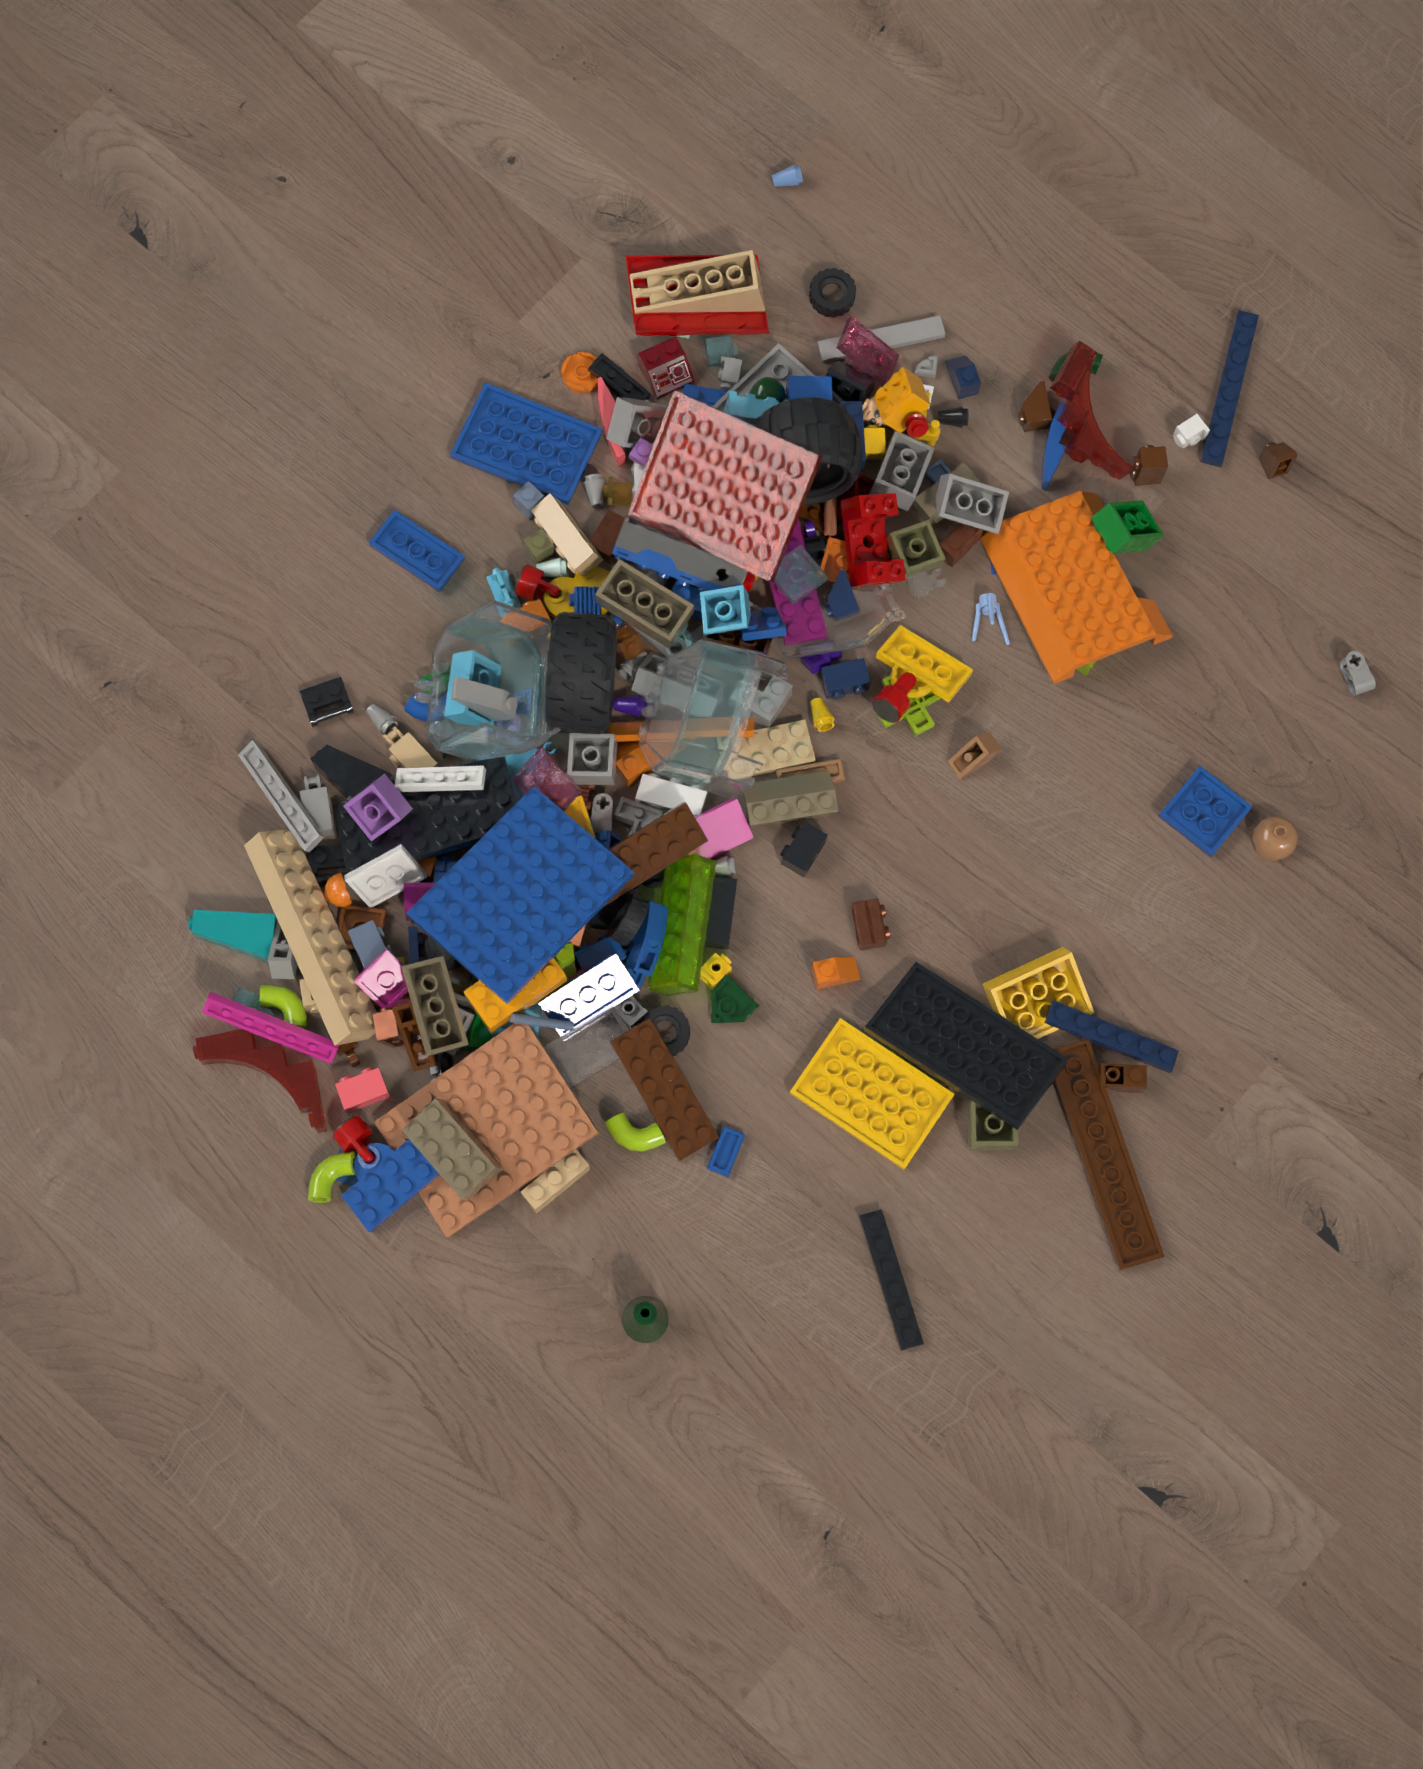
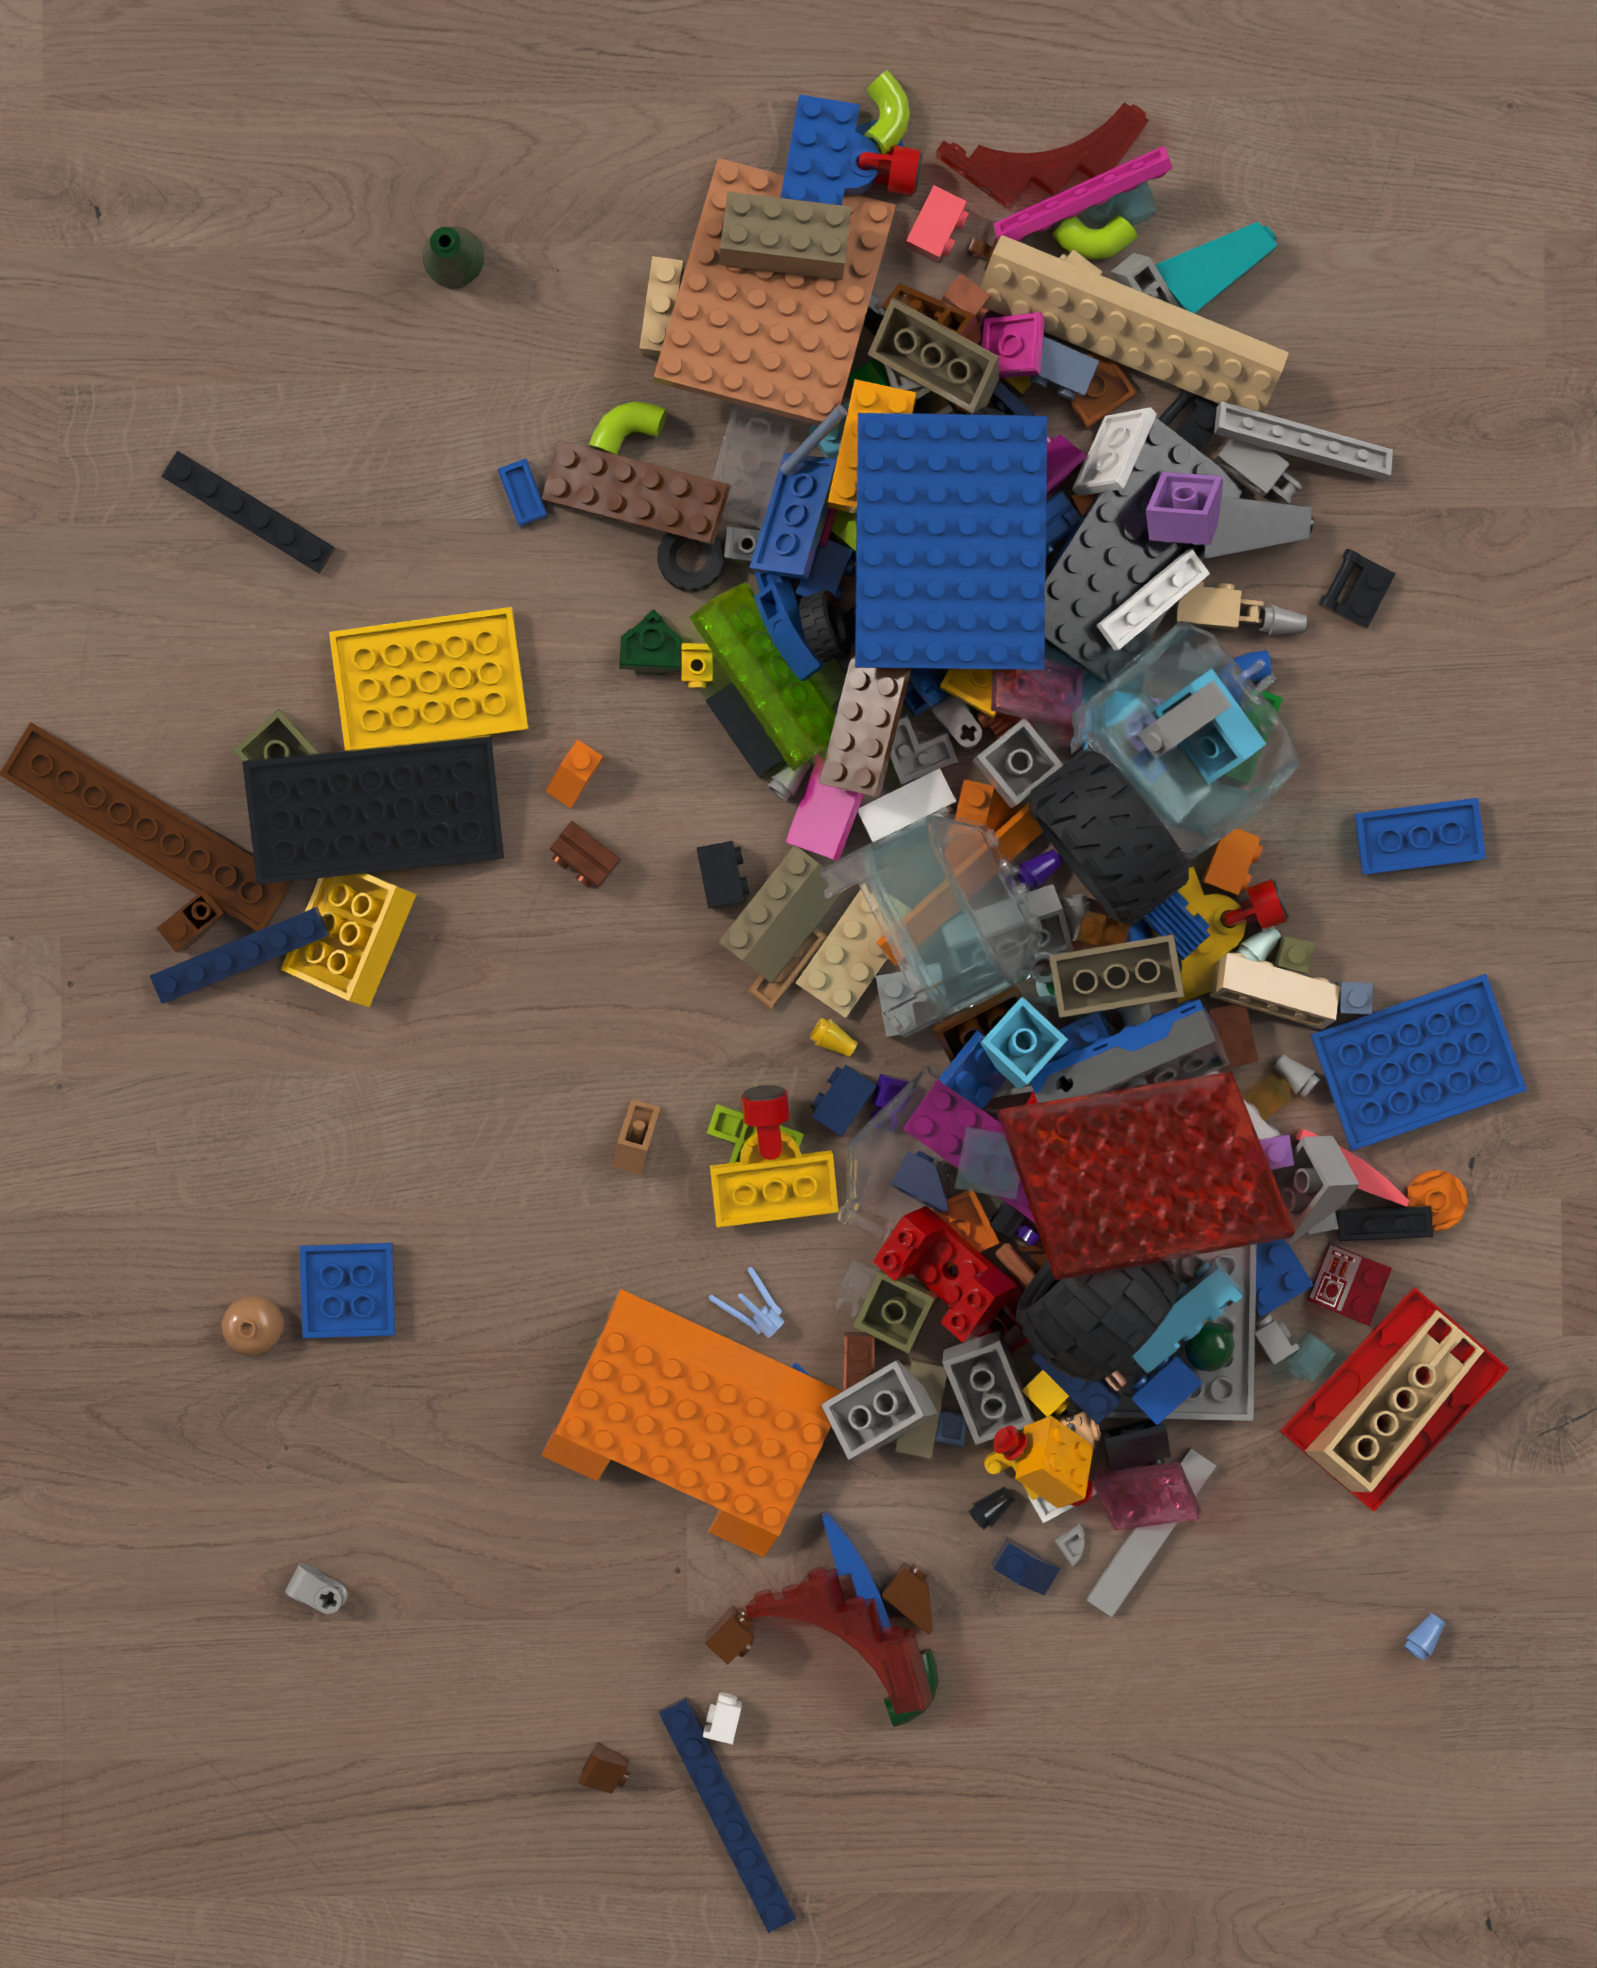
camera: 145 degrees right, 15 degrees up
(336, 892) = (1149, 392): orange hair -> none
(502, 588) = (1288, 874): medium azure hinge -> none
(837, 277) = (1256, 1562): black tyre -> none
(1127, 527) = (691, 1536): green brick -> none

